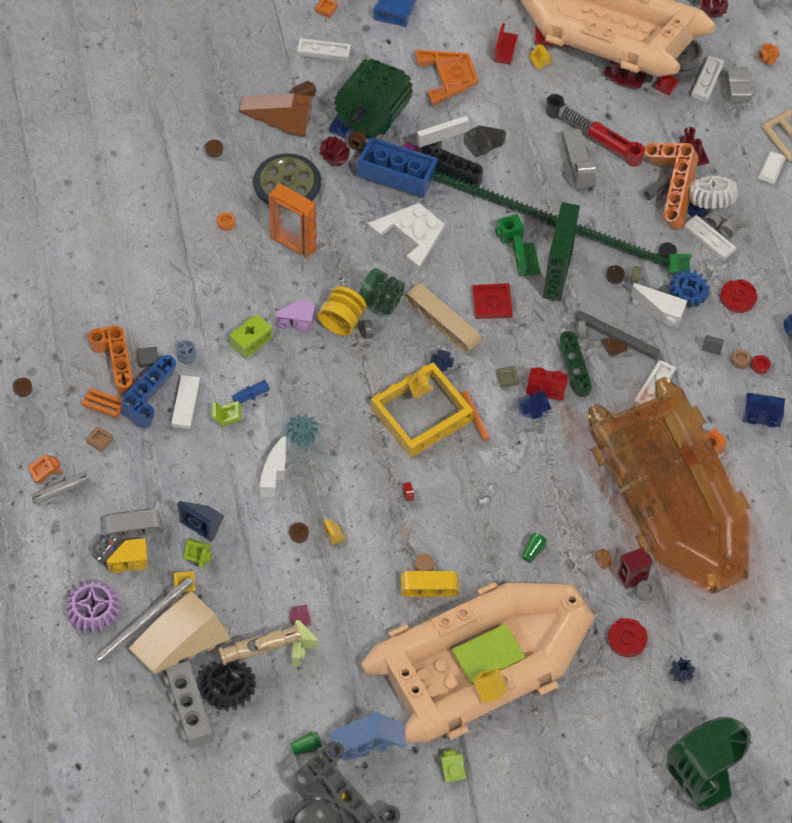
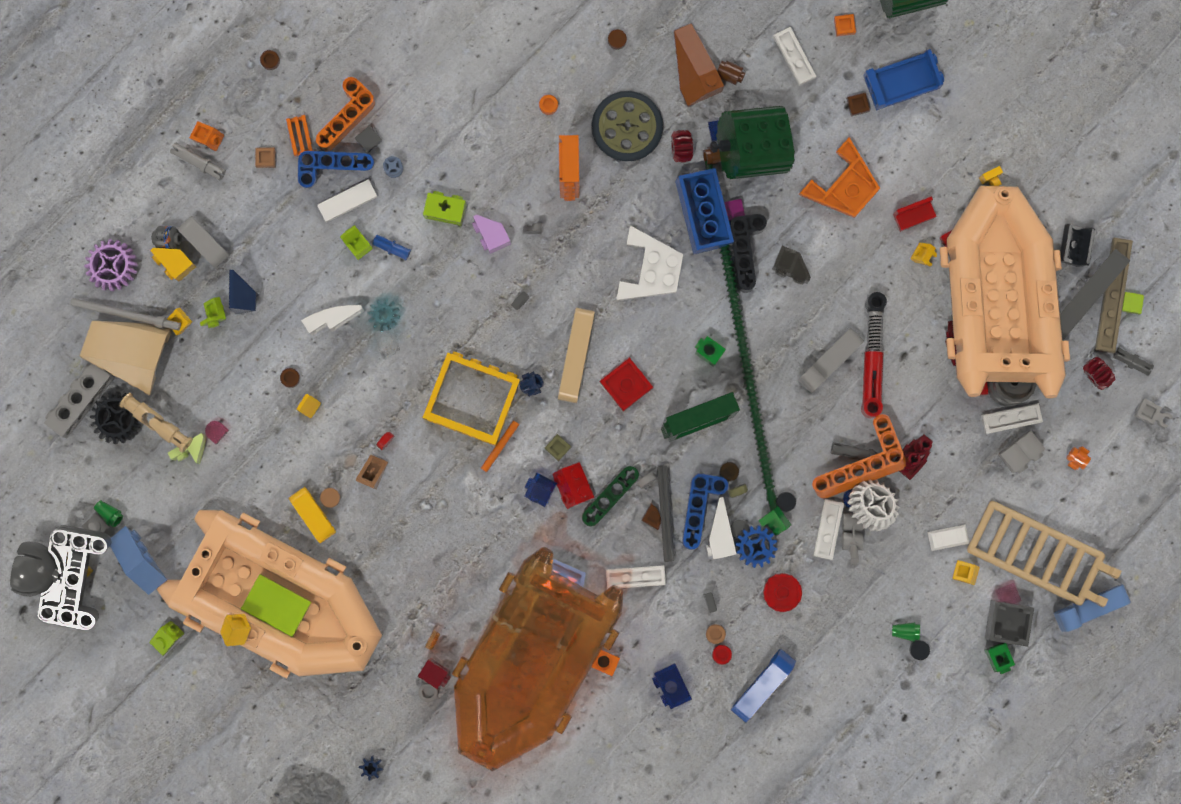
camera: 55 degrees right, 25 degrees up
(319, 286) = (536, 228): none -> flat silver tile
(342, 310) = (517, 268): yellow wheel -> none
(382, 291) = (559, 284): clear green wheel -> none
(393, 33) = (858, 104): none -> reddish brown tile
(419, 384) = (483, 384): yellow tile -> none
(428, 519) = (372, 472): none -> medium nougat slope
(442, 131) = (764, 227): white tile -> none
(525, 257) = (691, 384): green panel -> none
(534, 546) = (405, 576): green cone -> none
(627, 637) = (374, 704): red tile -> none
(648, 323) = (699, 512): none -> blue beam

